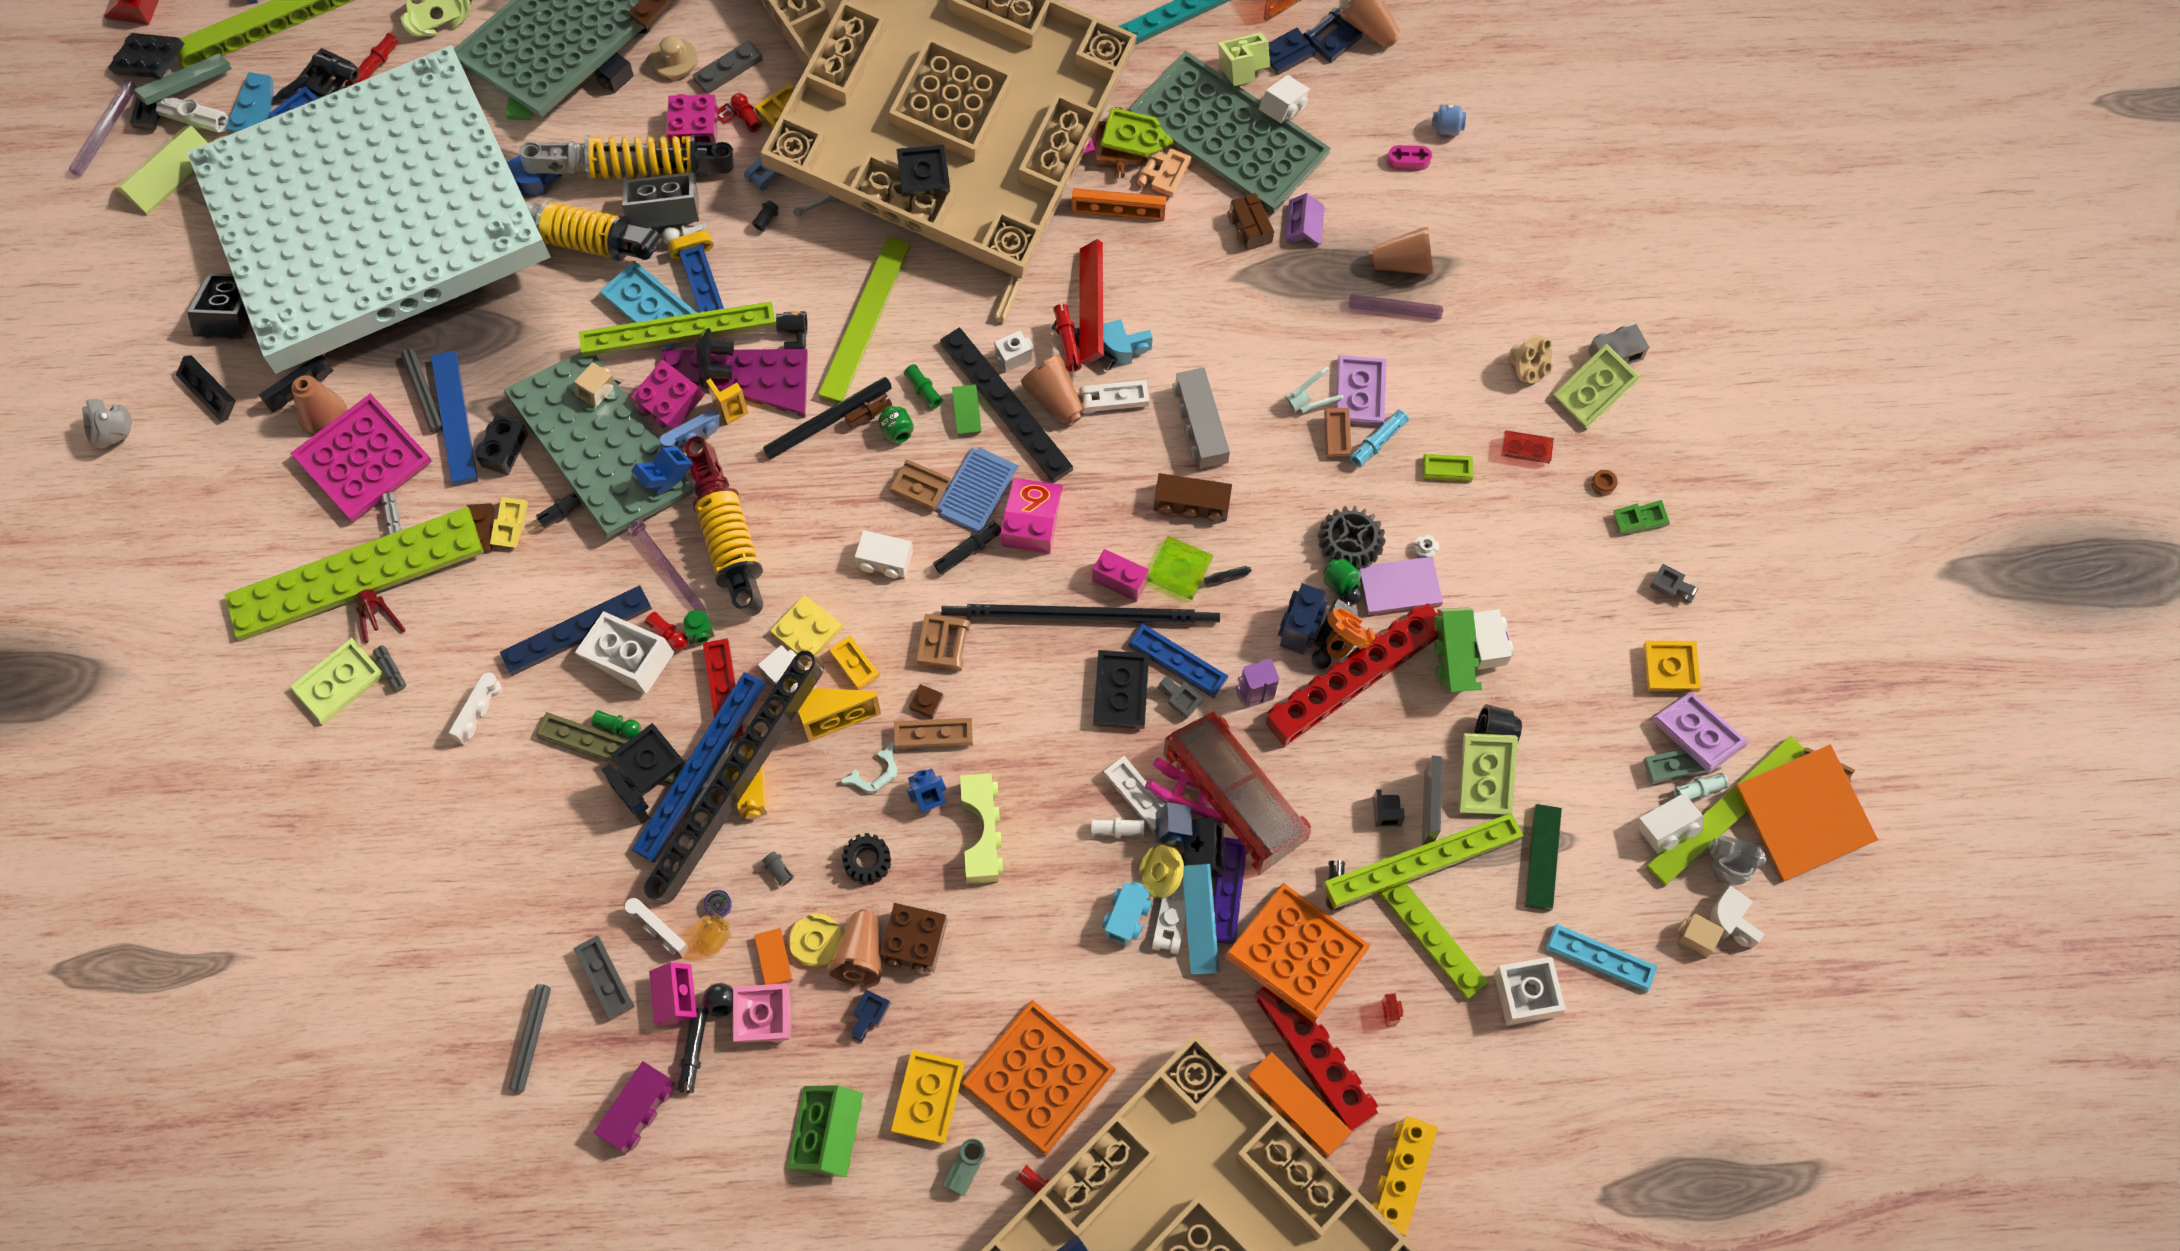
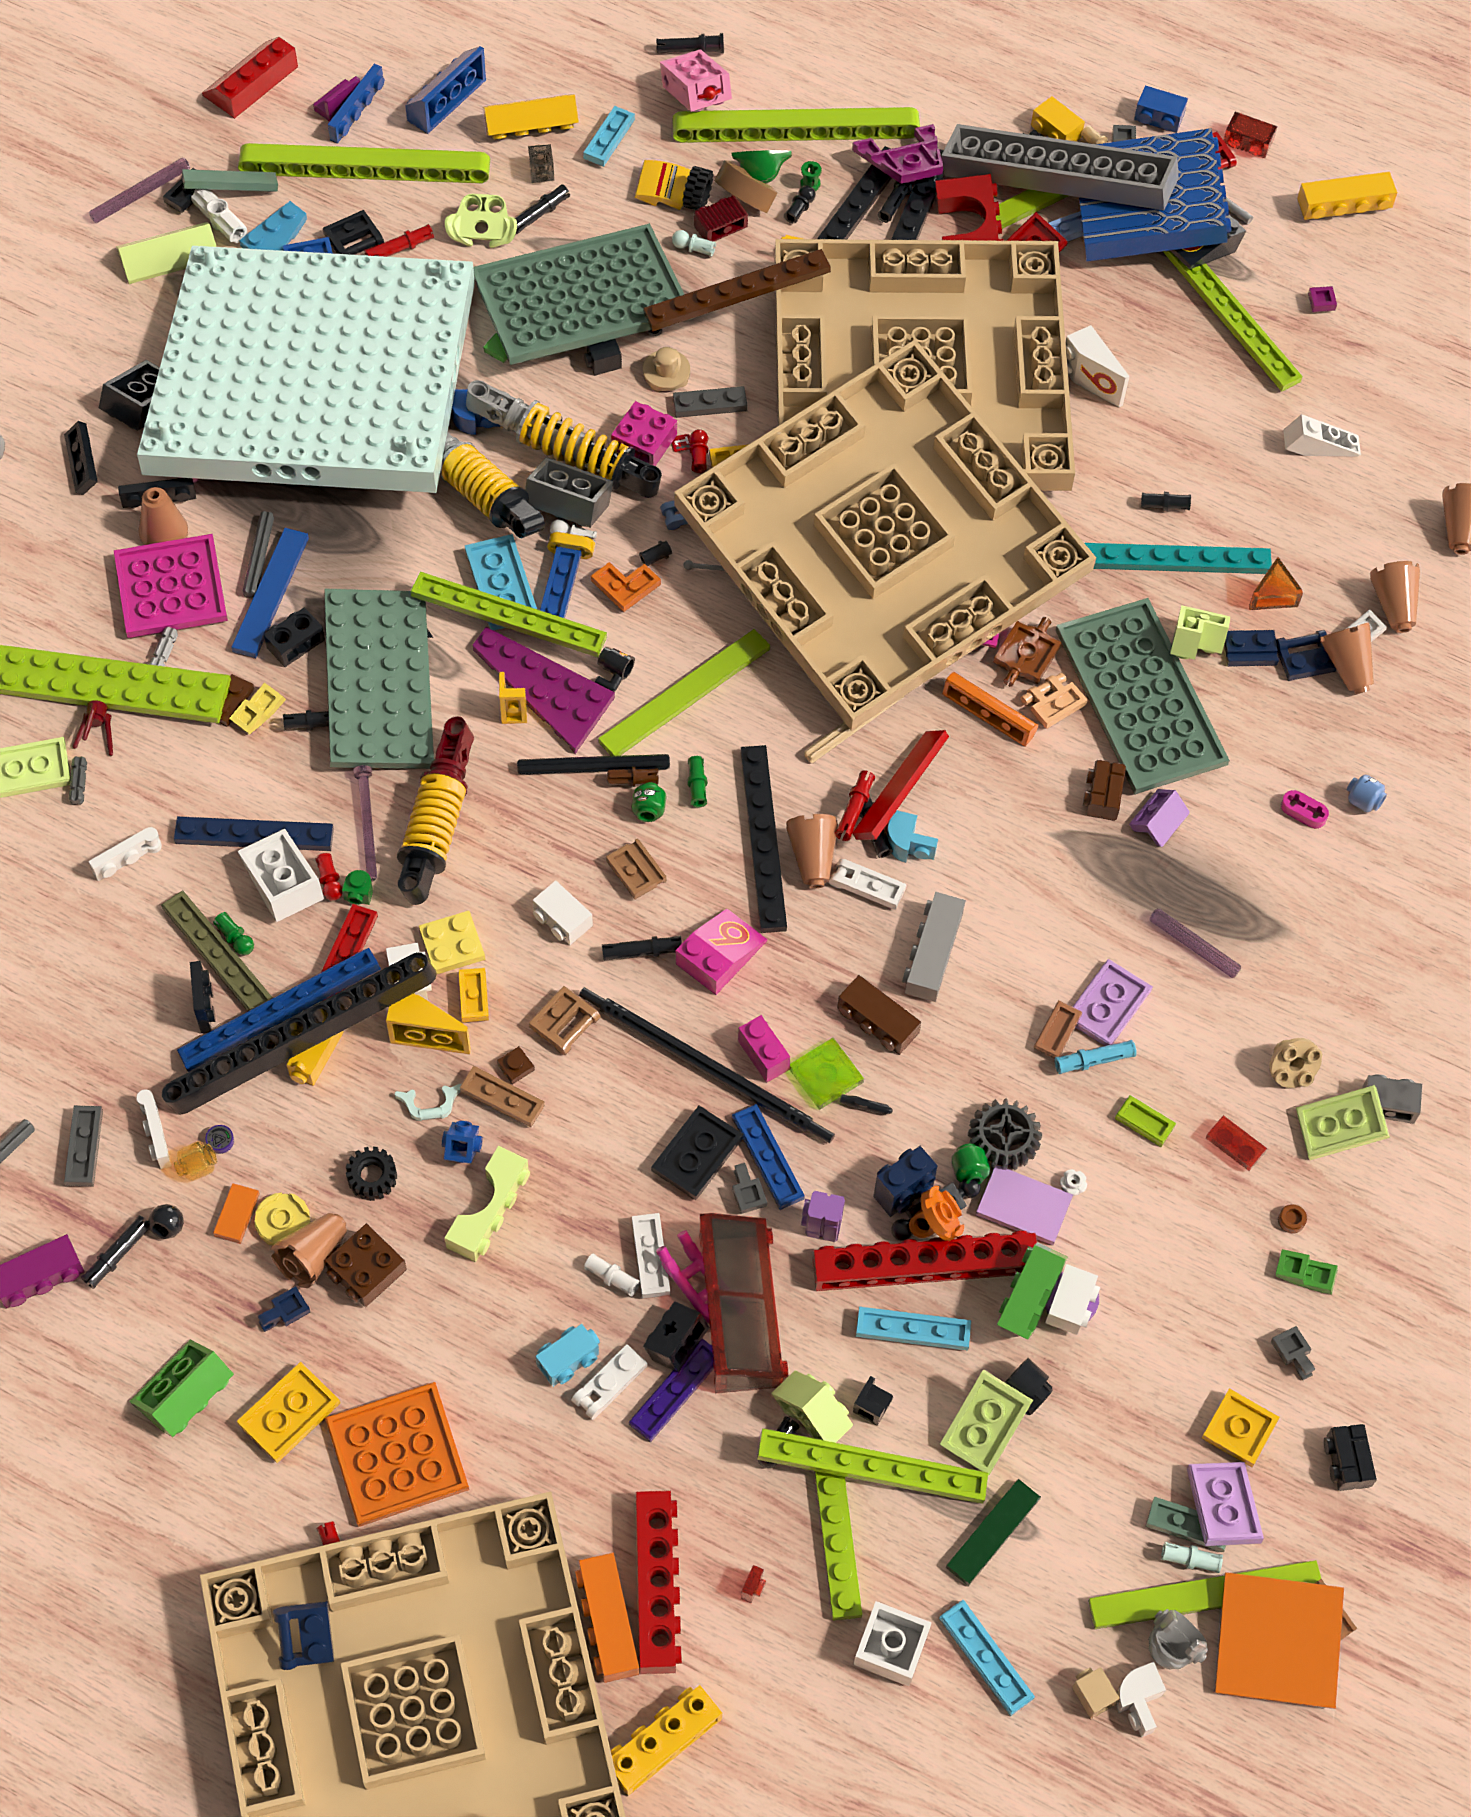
camera: 30 degrees right, 5 degrees down
(146, 55) = (212, 144): black plate -> none
(291, 89) = (312, 234): black piece -> none
(335, 67) = (363, 232): black pin -> none
(594, 384) = (403, 625): tan brick -> none
(647, 759) = (239, 978): black plate -> none
(664, 471) = (414, 734): blue brick -> none
(667, 396) = (461, 669): dark pink brick -> none
(672, 994) = (129, 1192): dark pink brick -> none
(700, 426) = (471, 711): medium blue plate -> none
(705, 347) = (522, 642): black connector -> none
(757, 260) = (625, 590): none -> orange plate
(762, 1013) = (194, 1254): bright pink slope -> none
(777, 868) = (290, 1142): dark grey pin -> none
(923, 170) = (811, 582): black plate -> none
(964, 1169) = (277, 1492): sand green piece -> none
(966, 409) = (723, 823): bright green slope -> none
(976, 489) = (686, 900): medium blue window -> none
(1013, 351) = (801, 792): white brick -> none
(1134, 133) = (1044, 650): lime tile -> none
(1161, 871) = (623, 1334): light yellow tile -> none
(1173, 824) = (659, 1298): dark blue brick -> none
(1200, 919) = (629, 1397): medium azure tile -> none
(1284, 99) = (1212, 691): white brick -> none
(1297, 952) = (699, 1480): orange tile -> none
(1299, 397) = (1042, 977): light aqua plant -> none
(1347, 839) = (814, 1406): none -> yellowish green brick
(1380, 732) = (913, 1328): none -> medium azure plate
(1404, 253) = (1236, 897): nougat cone -> none
(1432, 800) = (916, 1415): dark grey tile -> none
(1671, 823) = (1136, 1572): white brick -> none
(1765, 641) = (1350, 1457): none -> black brick

